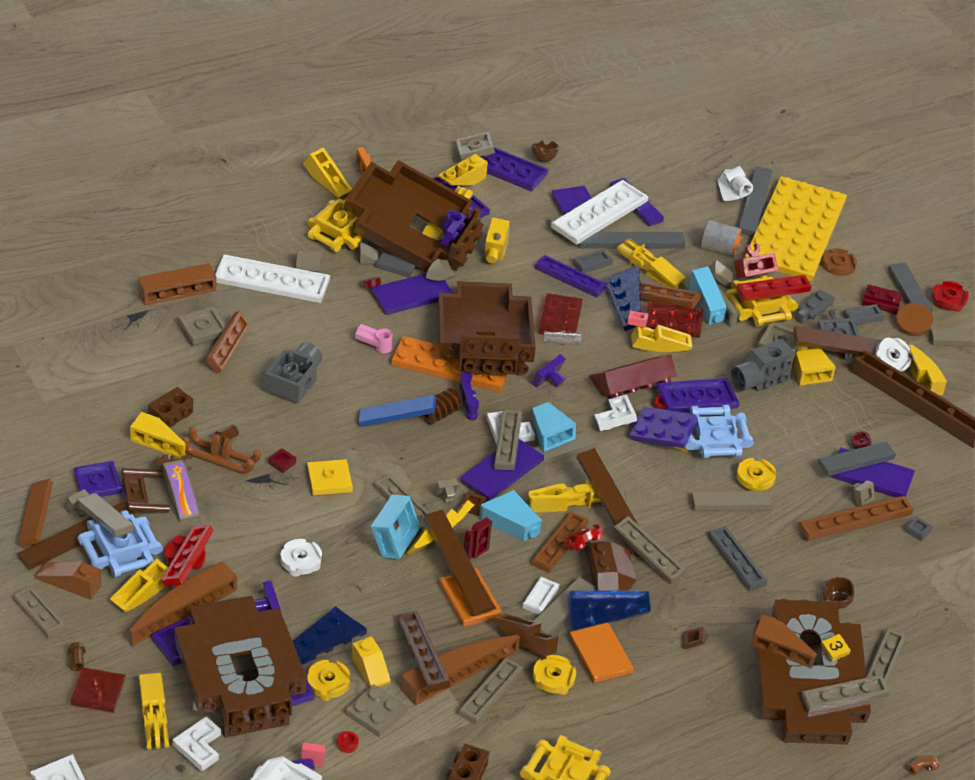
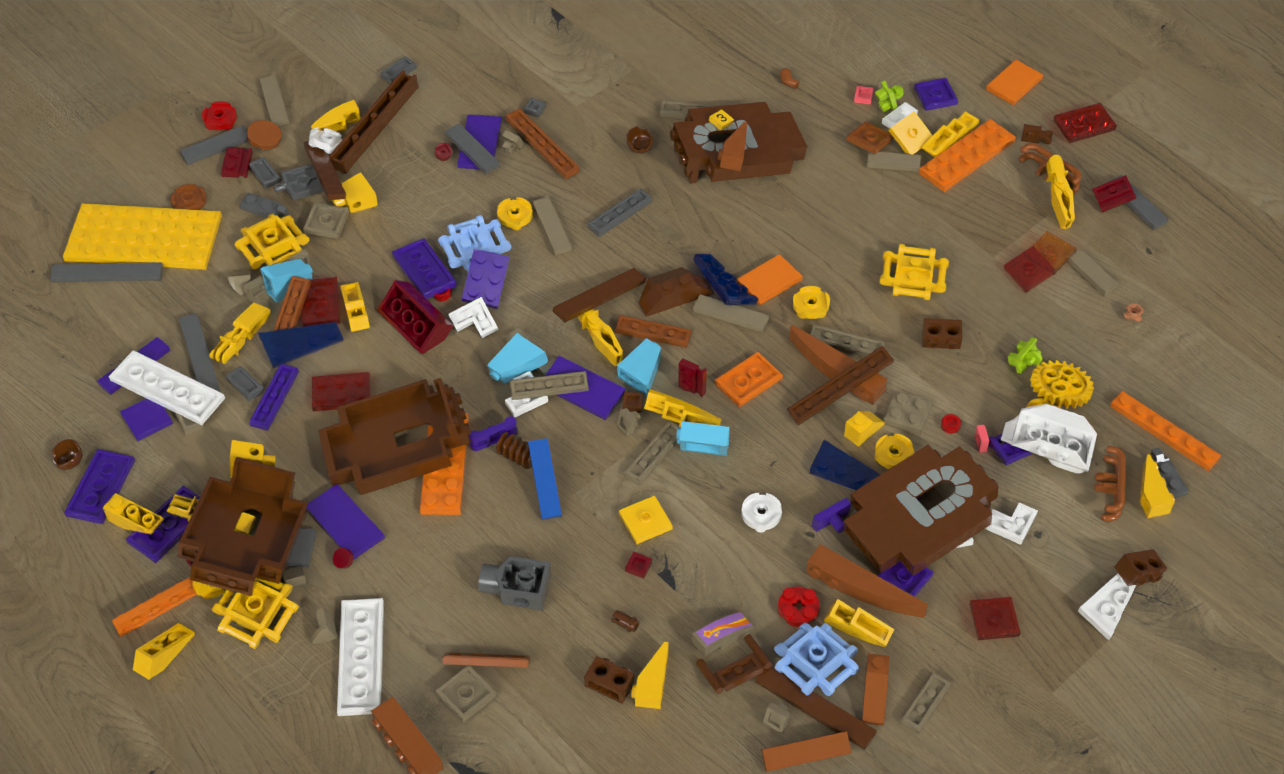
camera: 100 degrees left, 10 degrees up
(76, 653) = (959, 651): reddish brown pin -> none
(98, 479) = (732, 715): dark purple tile -> none
(105, 515) = (803, 668): dark tan tile -> none
(153, 709) = (990, 568): yellow arm -> none
(169, 458) = (688, 653): reddish brown plate -> none
(187, 555) = (817, 588): red plate -> none
(219, 453) = (653, 613): dark orange piece -> none
(380, 338) = (432, 532): bright pink piece -> none
(440, 270) = (315, 497): dark tan tile -> none
(452, 226) = (251, 489): dark purple plate -> none
(458, 562) = (726, 384): reddish brown tile -> none
(476, 144) = (76, 518): dark tan plate -> none
(529, 633) = (779, 325): reddish brown slope -> none
(540, 596) = (724, 331): white tile -> none
(550, 371) = (426, 373): dark purple tile -> none
(562, 337) = (377, 380): clear pin -> none
(578, 540) = (646, 303): red plate -> none
(637, 318) = (342, 319): coral tile -> none
(649, 550) = (642, 265): dark tan tile -> none
(695, 637) = (726, 223): reddish brown slope -> none
(721, 238) = (185, 283): flat silver piece -> none
(734, 184) = (85, 290): white panel -> none
(755, 264) = (224, 250): brick -> none
(764, 367) = (379, 219): dark grey brick -> none
(773, 287) = (270, 221): red plate -> none
(845, 693) = (760, 114): dark tan tile -> none

